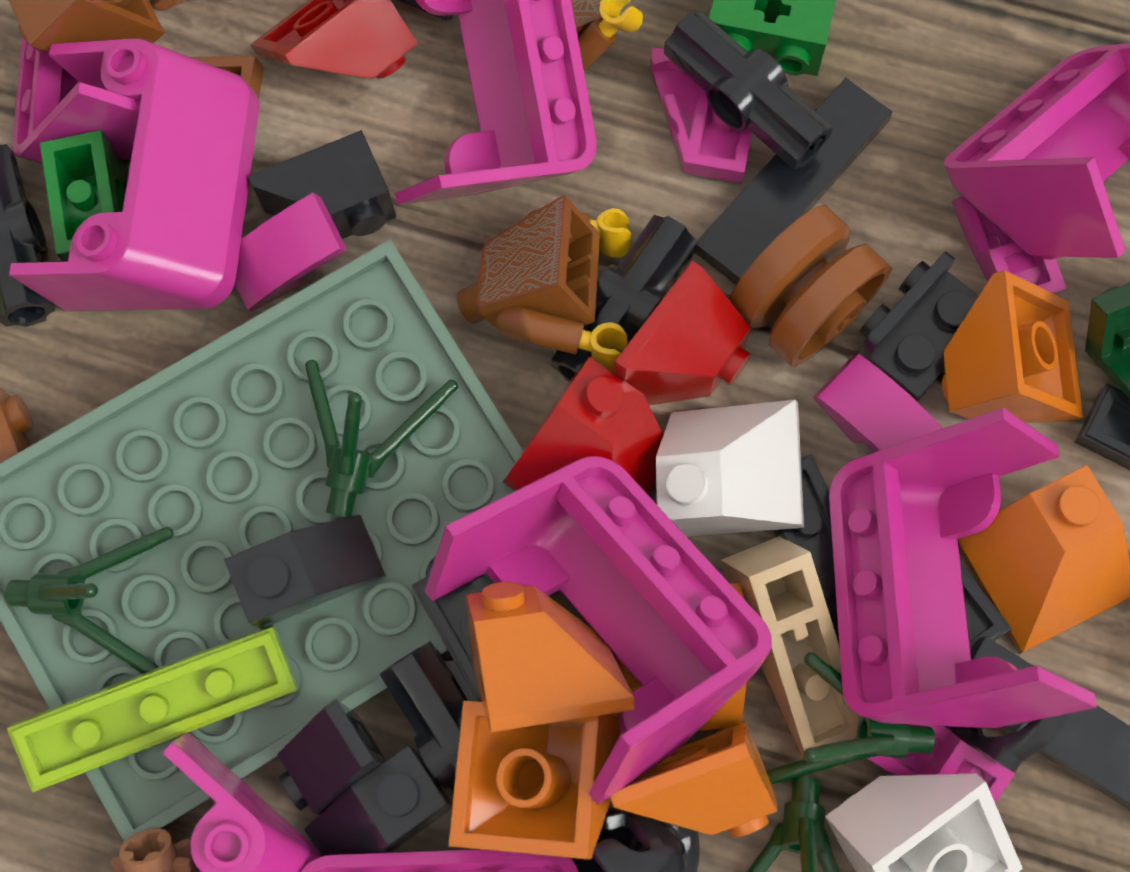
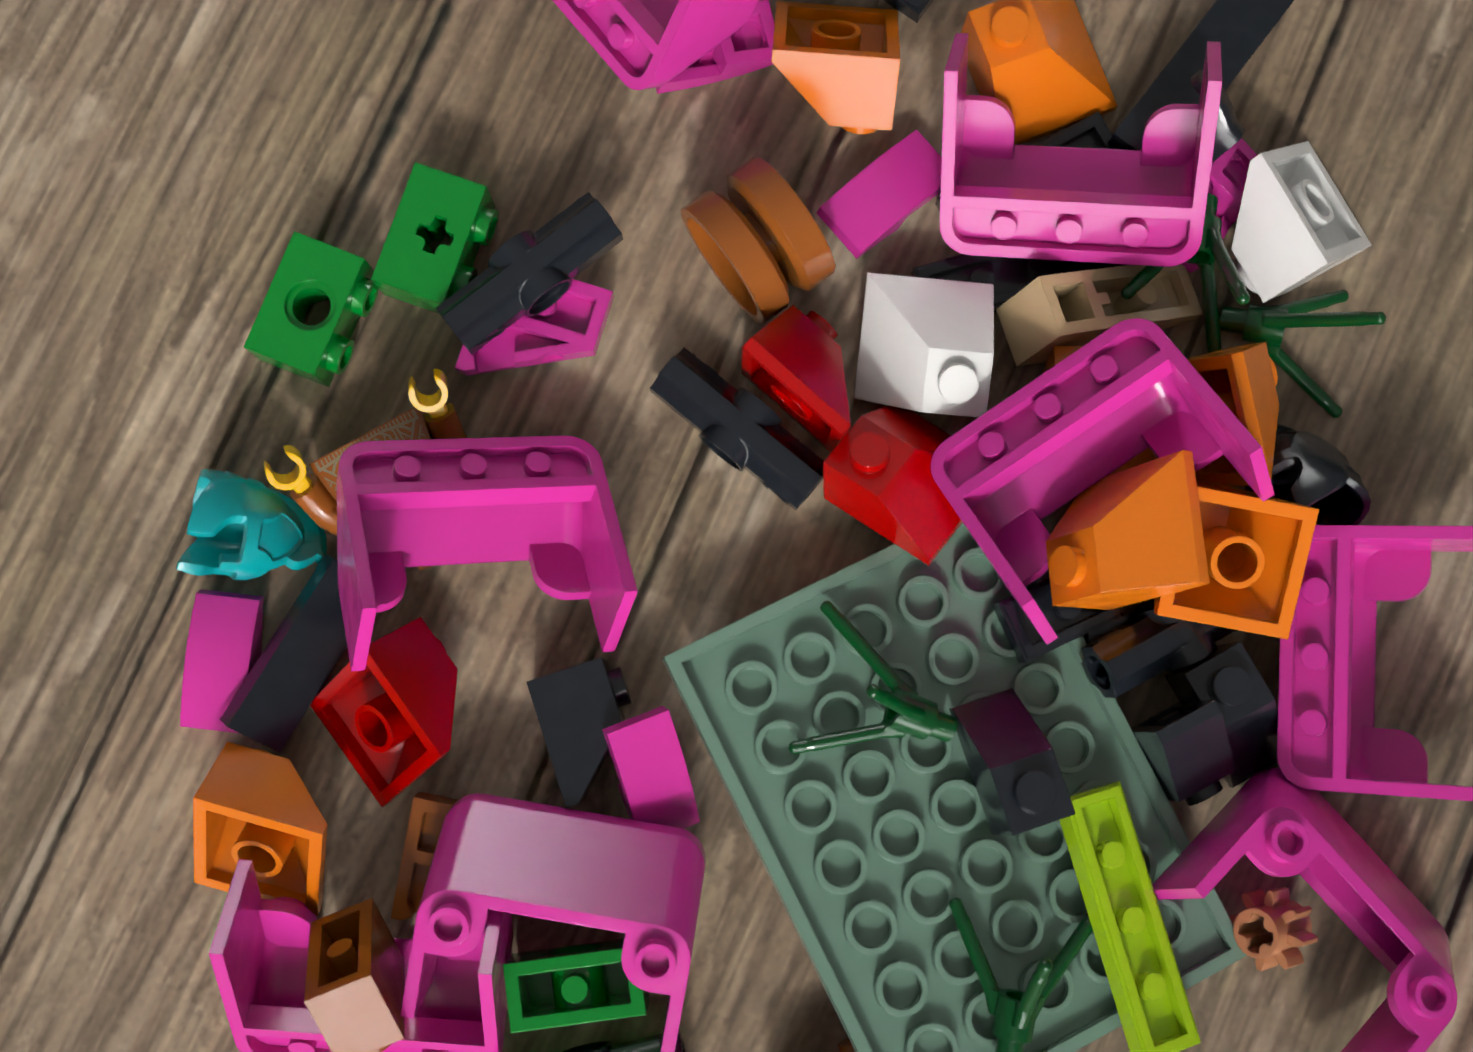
camera: 90 degrees left, 10 degrees up
(543, 280) = (719, 505): dark orange torso -> none
(782, 194) = (639, 263): black tile -> none
(913, 335) = (795, 141): black bracket -> none

